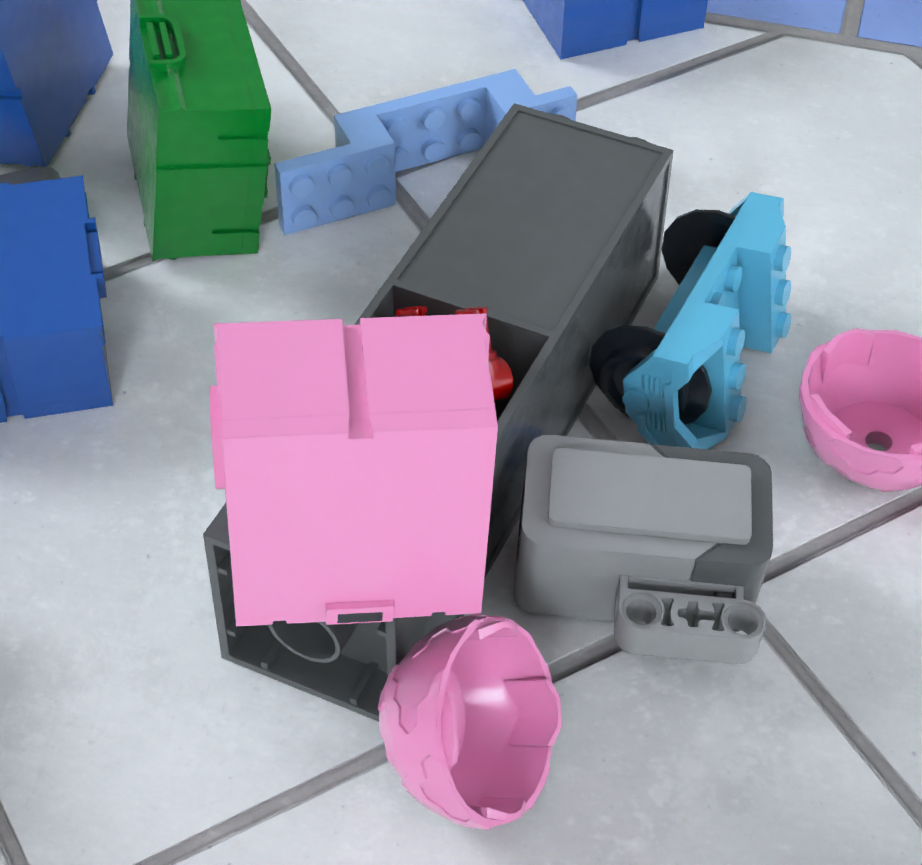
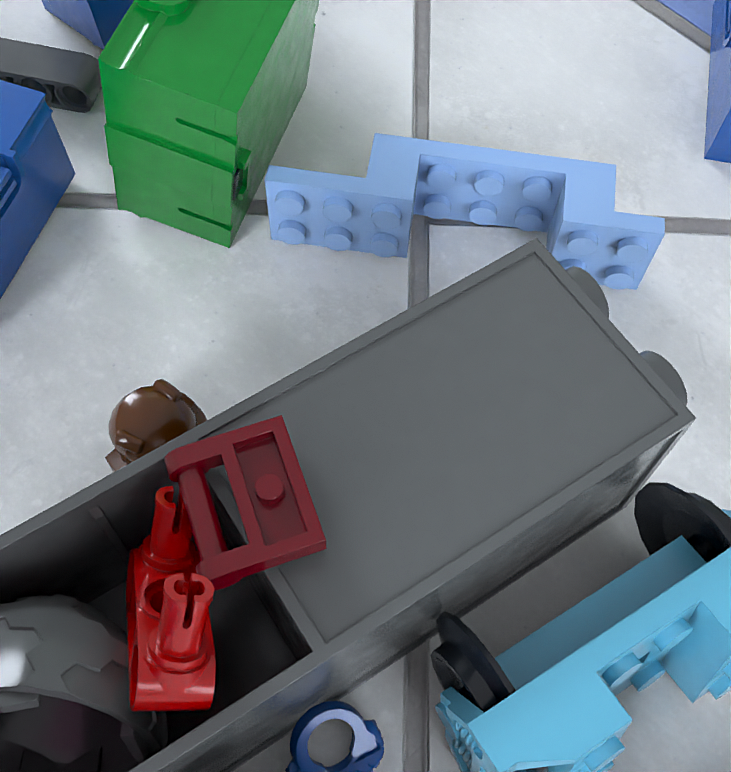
camera: 30 degrees right, 15 degrees up
(460, 271) = (268, 494): none -> dark red plate

